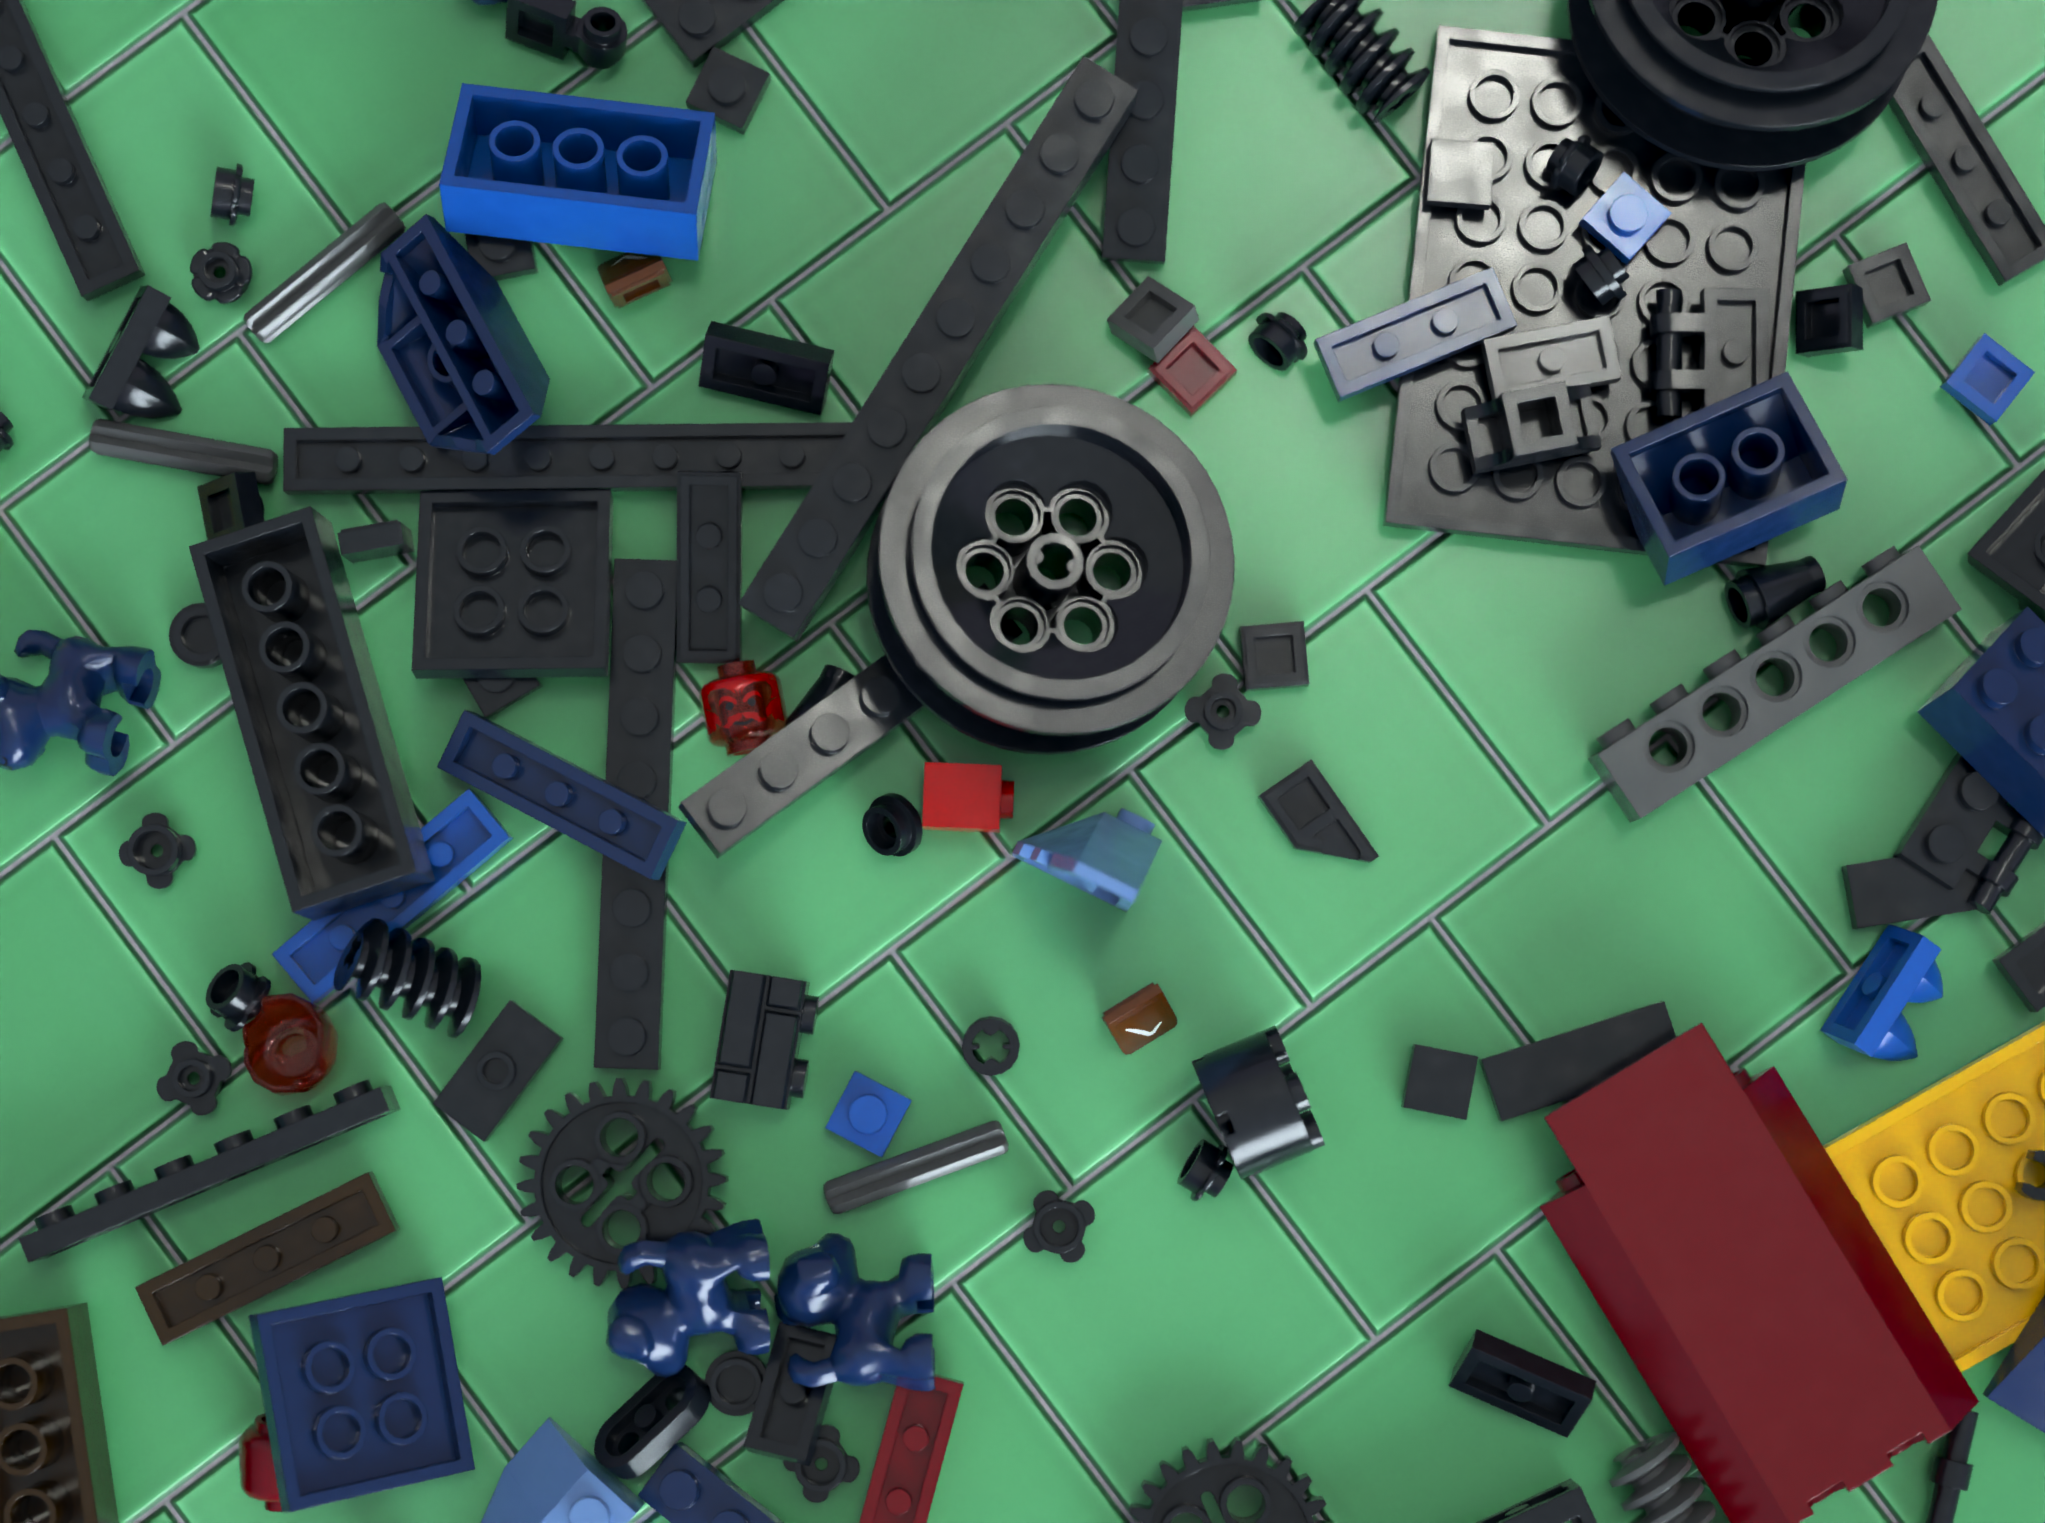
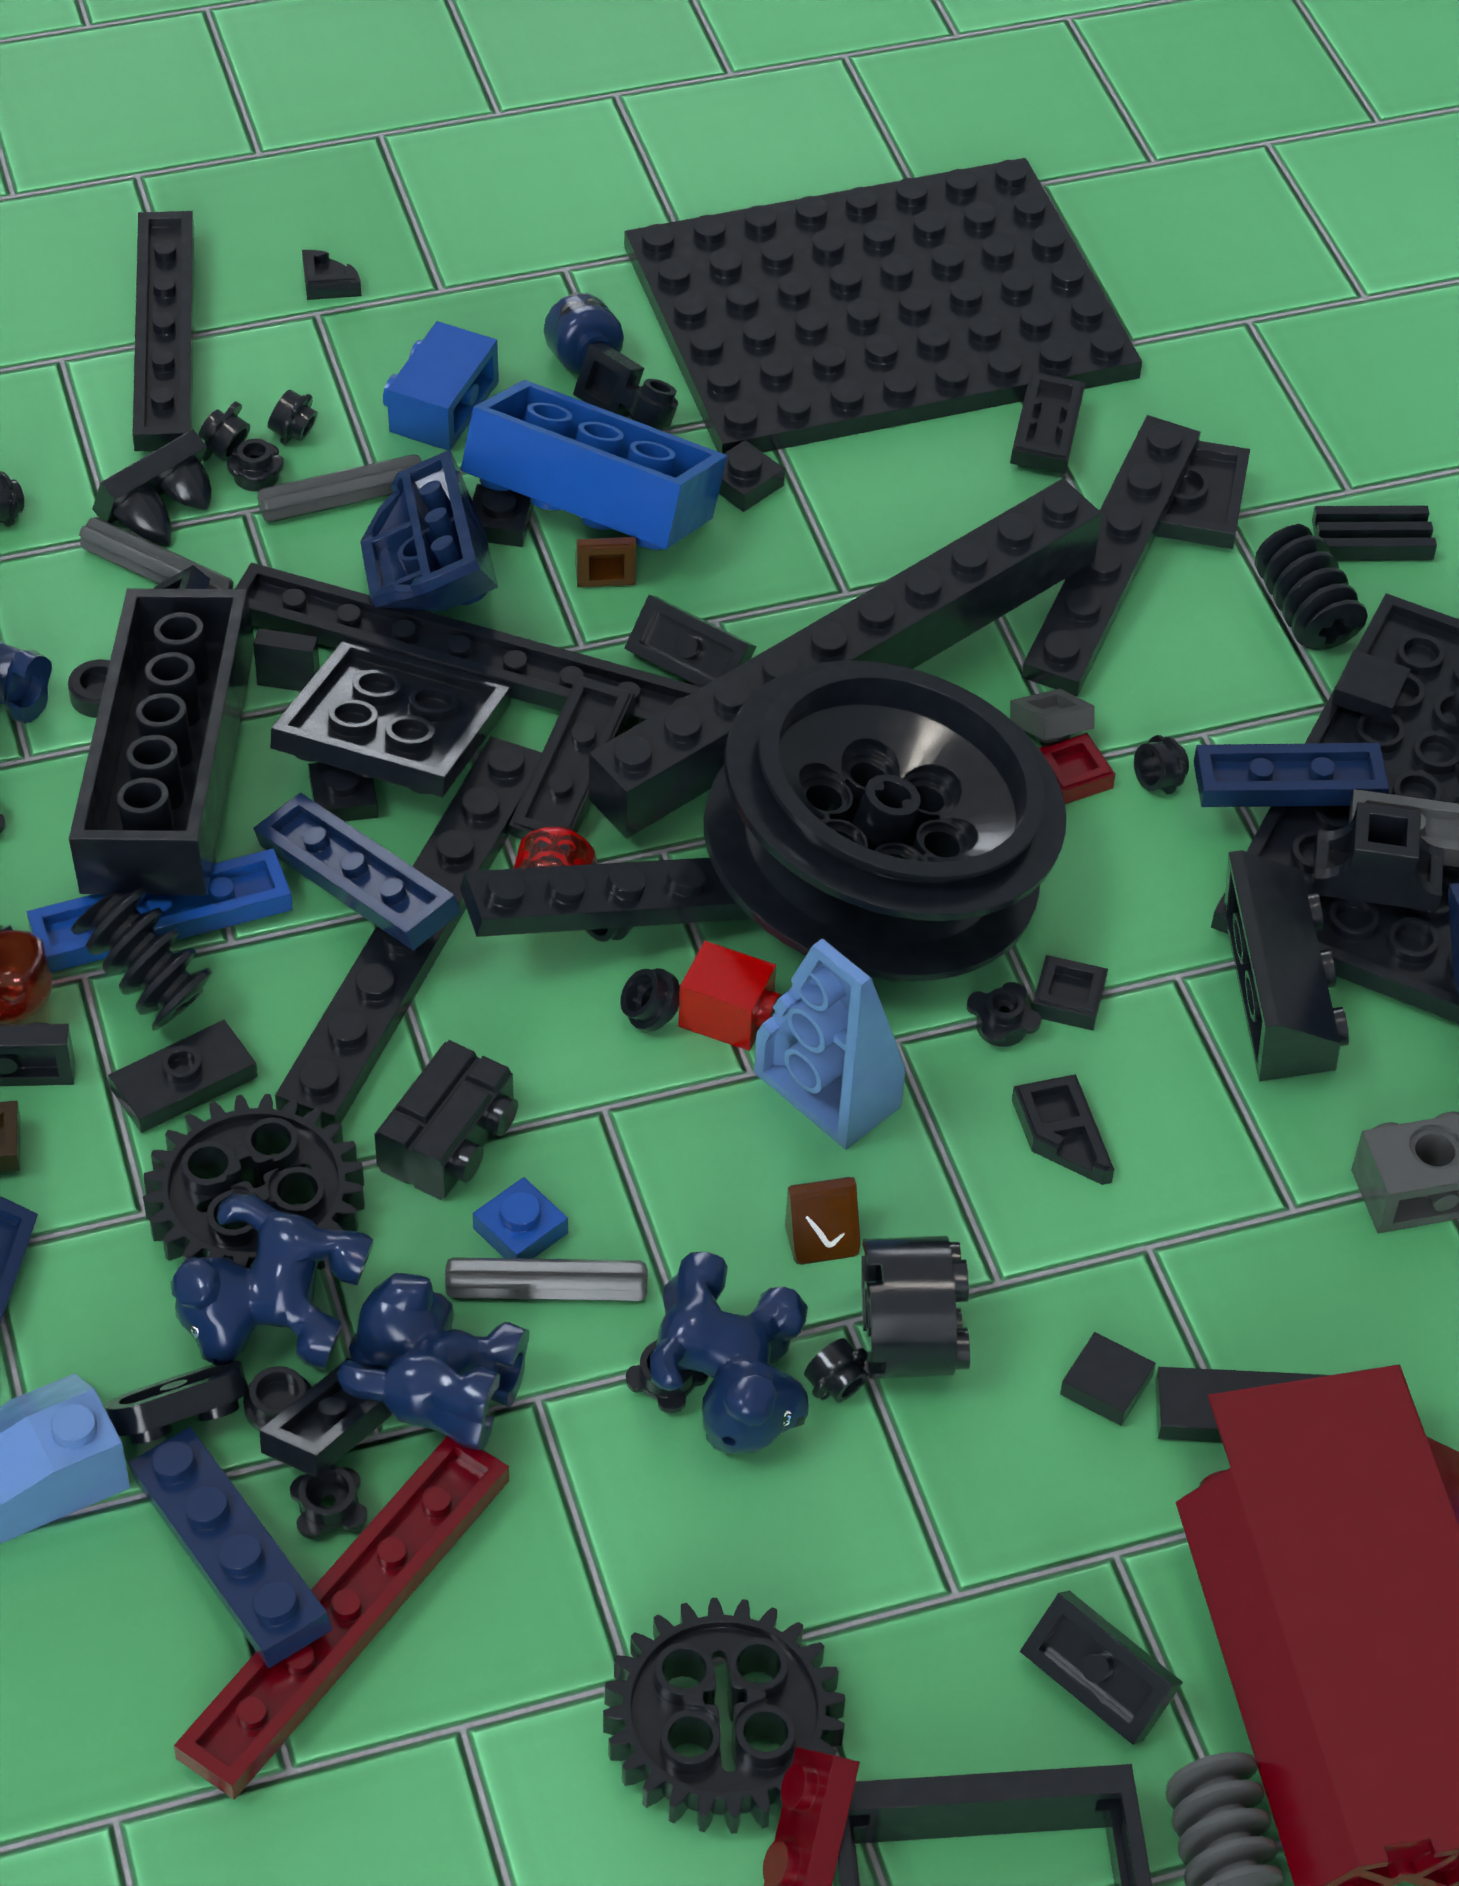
camera: 15 degrees right, 35 degrees down
(171, 251) = (223, 432): none -> black plate
(367, 92) = (441, 384): none -> blue brick
(990, 1026) = (675, 1191): black bush -> none
(1145, 1248) = (748, 1398): none -> dark blue animal
(1478, 592) = (1282, 968): none -> black slope

